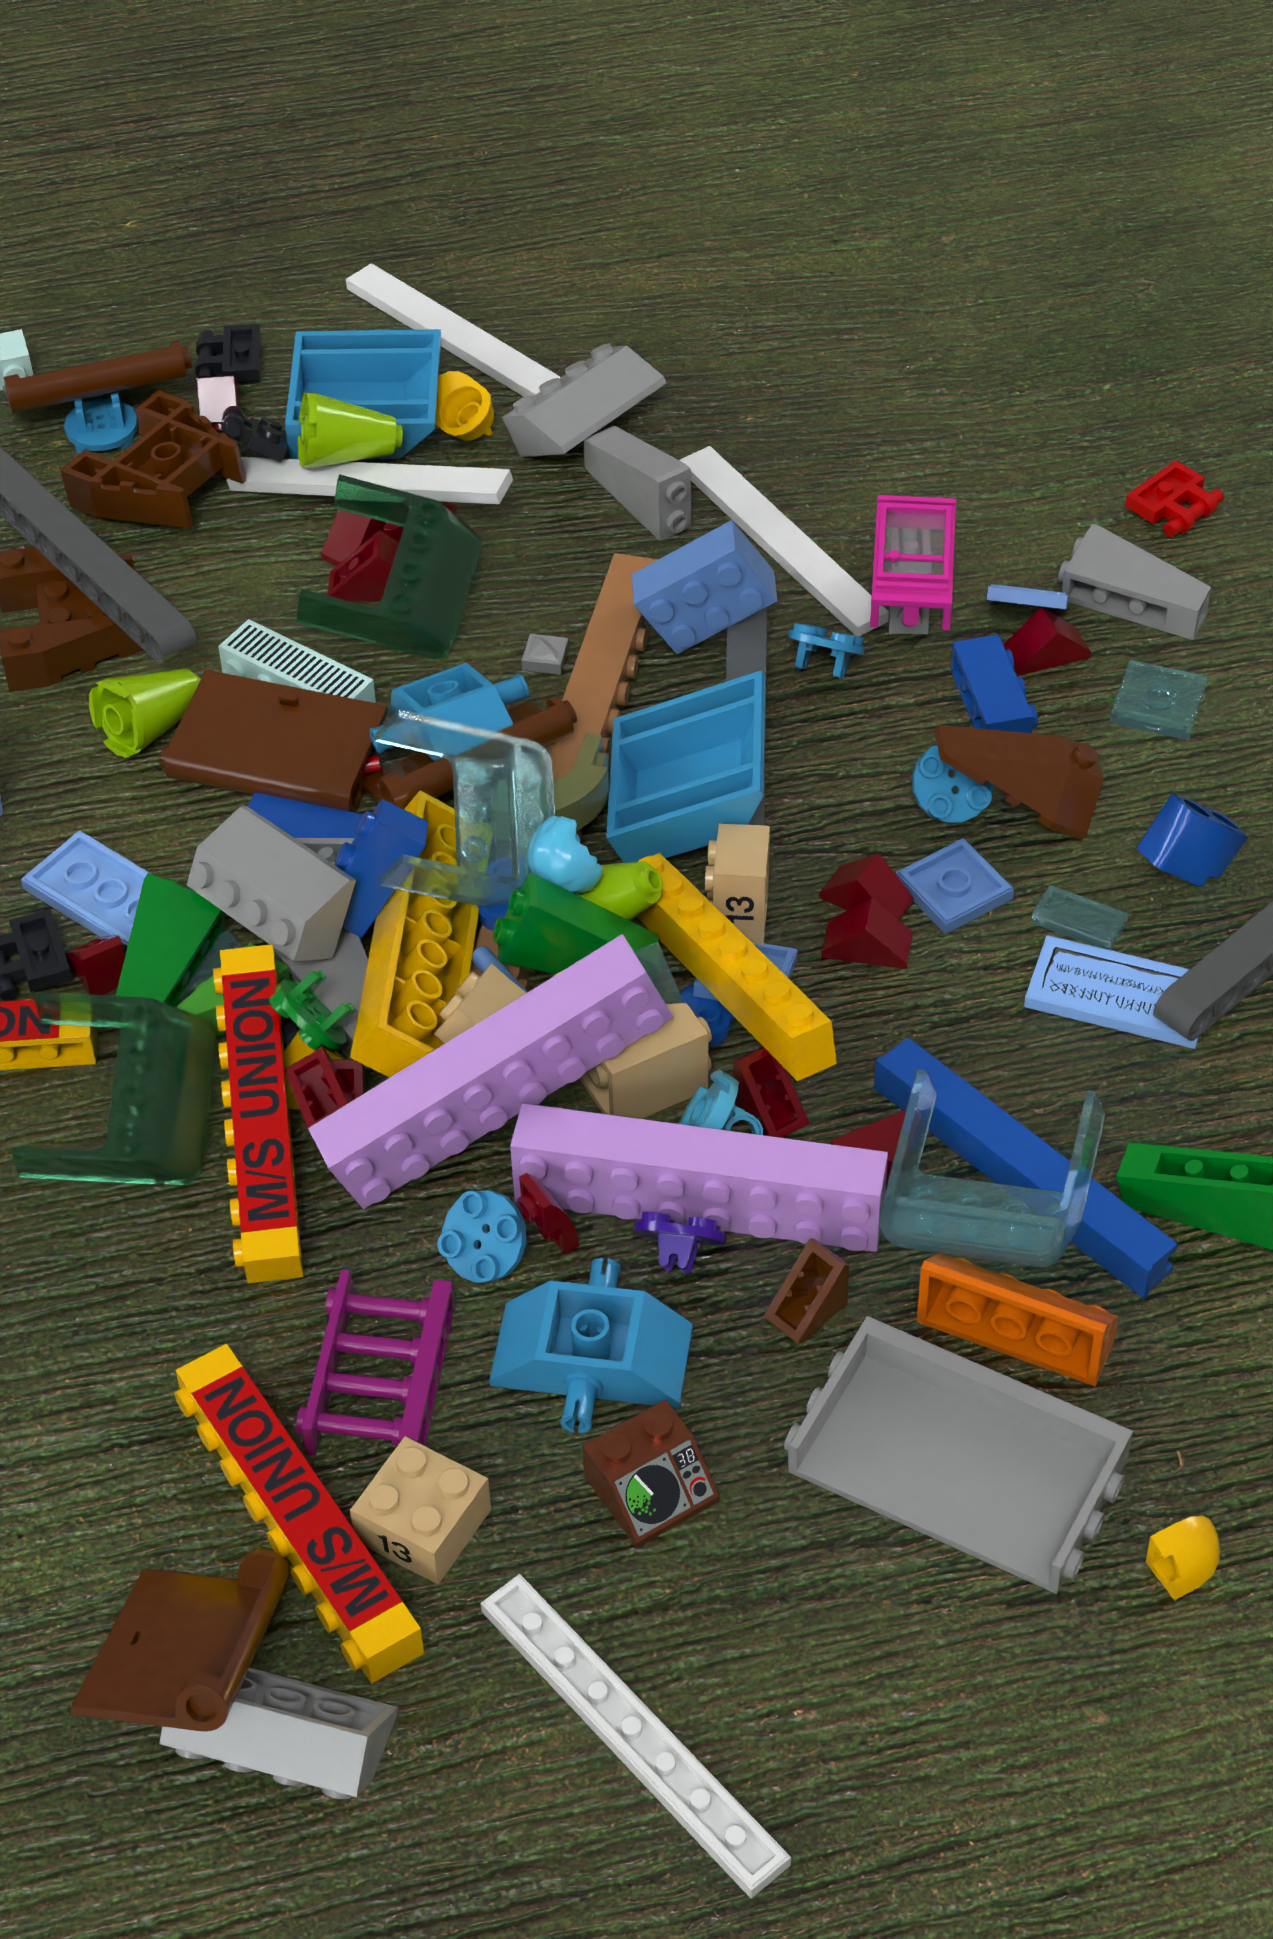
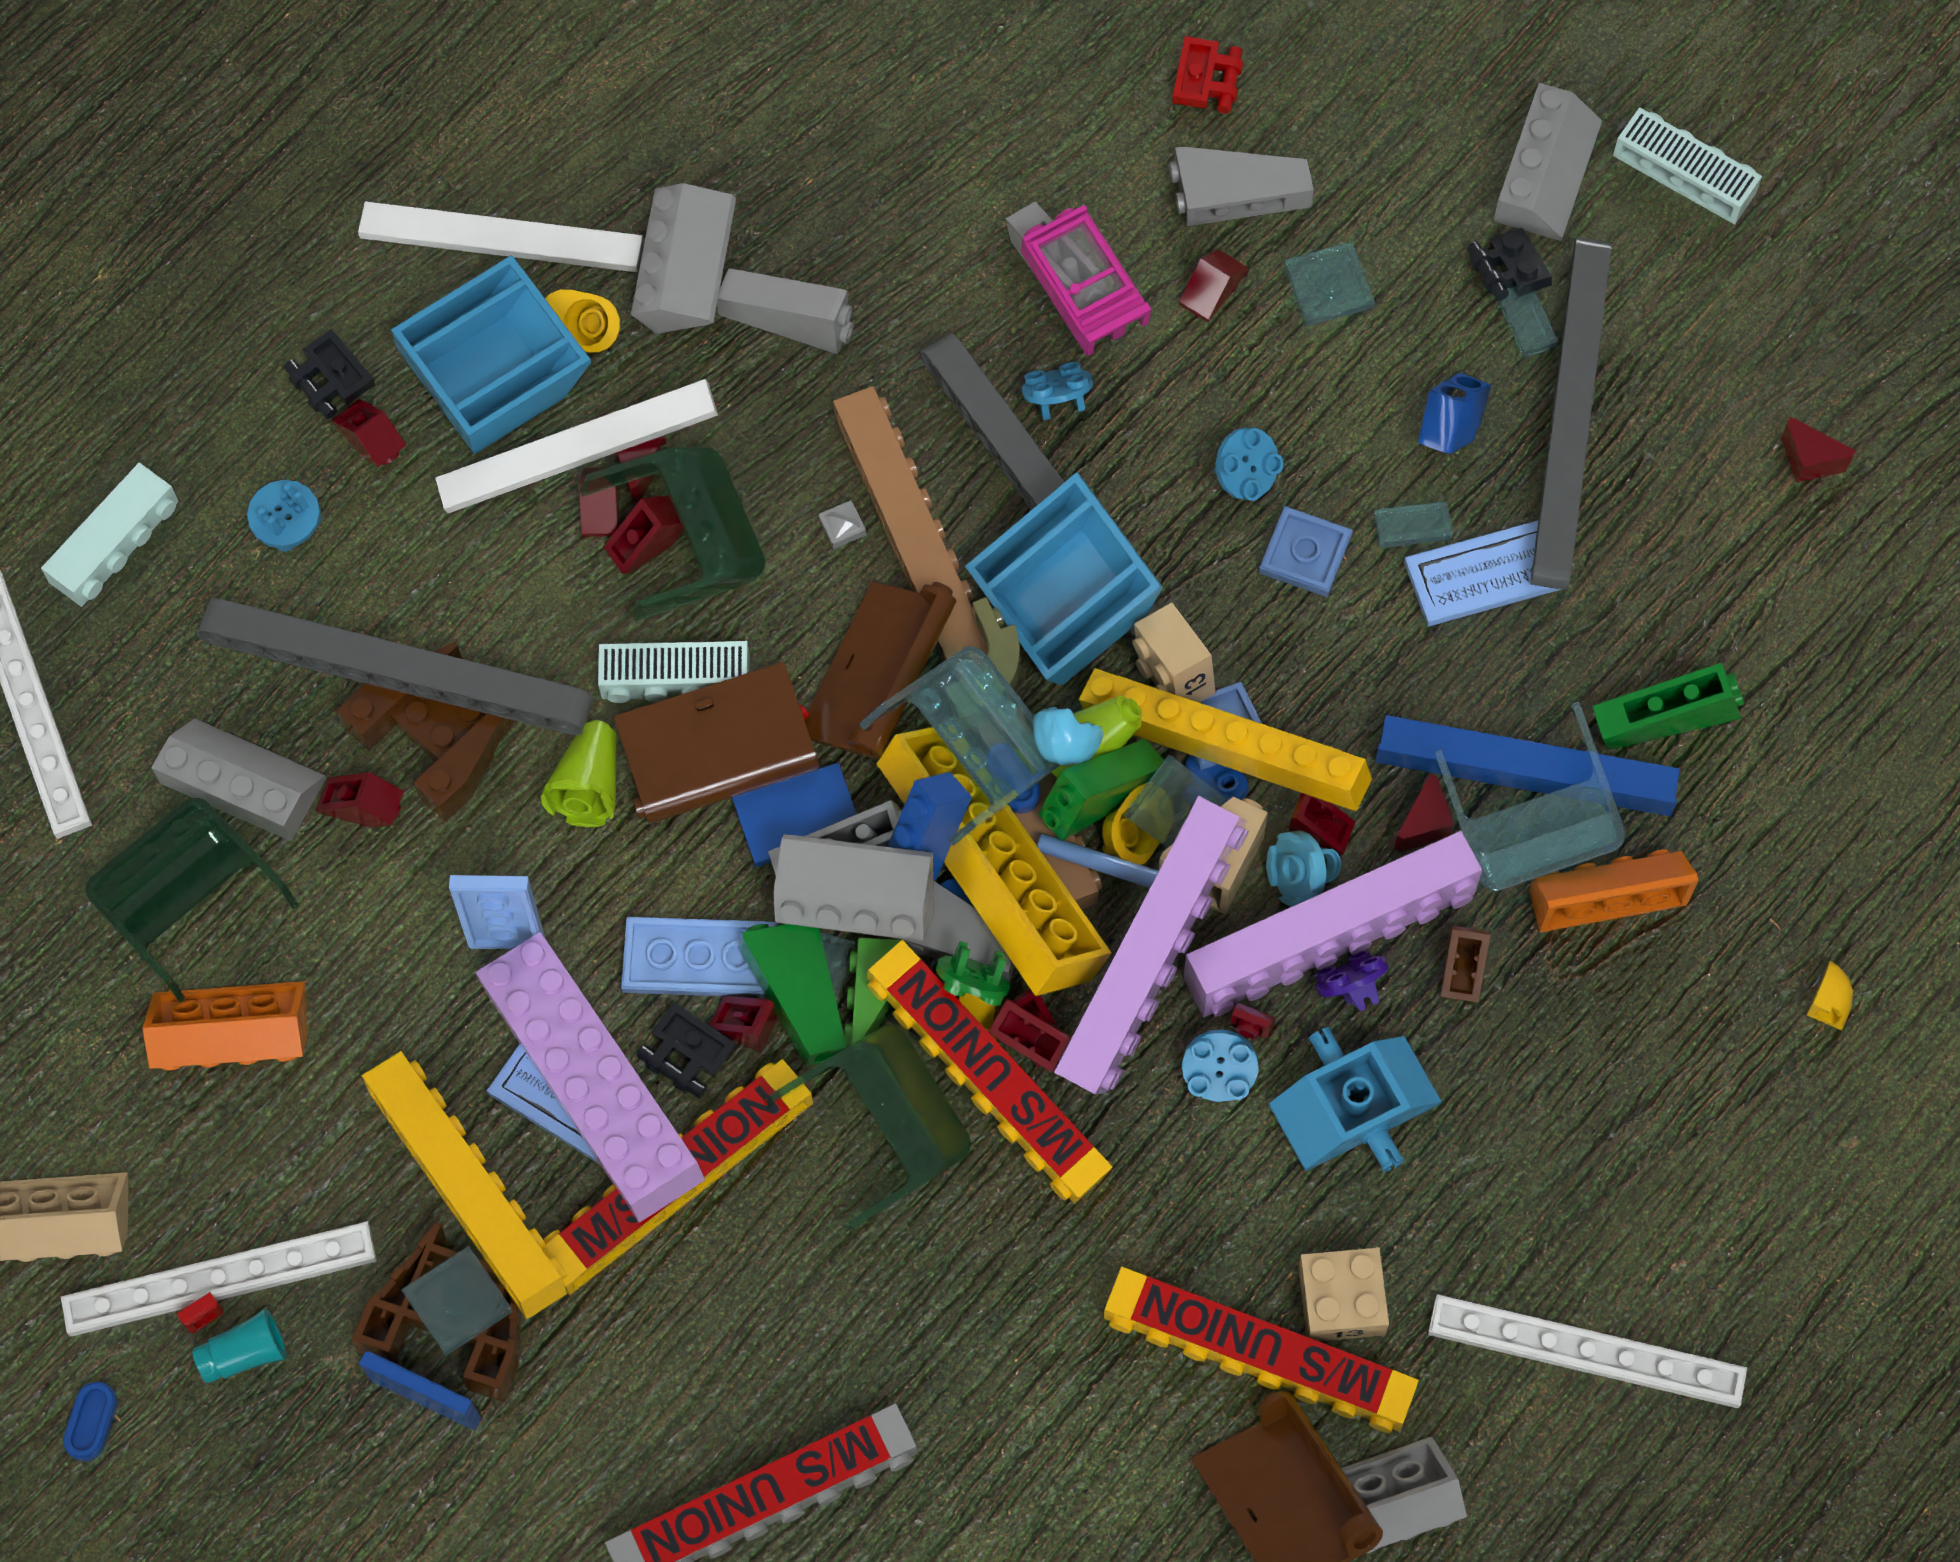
camera: 35 degrees left, 20 degrees up
(96, 378) = (249, 476): reddish brown door -> none
(156, 471) = (395, 535): reddish brown wedge -> none
(260, 436) = (441, 453): black plate -> none
(343, 432) = (528, 420): lime cone -> none
(414, 1391) = (1246, 1178): magenta fence -> none
(458, 697) = (845, 642): dark azure slope -> none
(478, 1000) = (1099, 899): tan brick -> none
(649, 1473) = (1466, 1168): slope -> none
(704, 587) = (945, 402): medium blue brick -> none
(783, 541) = (934, 297): white tile -> none
(865, 880) = (1250, 597): dark red slope -> none
(868, 936) = (1280, 640): dark red slope -> none
(961, 1453) = (1646, 1017): light grey panel -> none
(990, 686) = (1210, 357): blue brick -> none
(1028, 596) = (1176, 249): medium blue tile -> none
(1039, 770) = (1308, 424): reddish brown wedge -> none

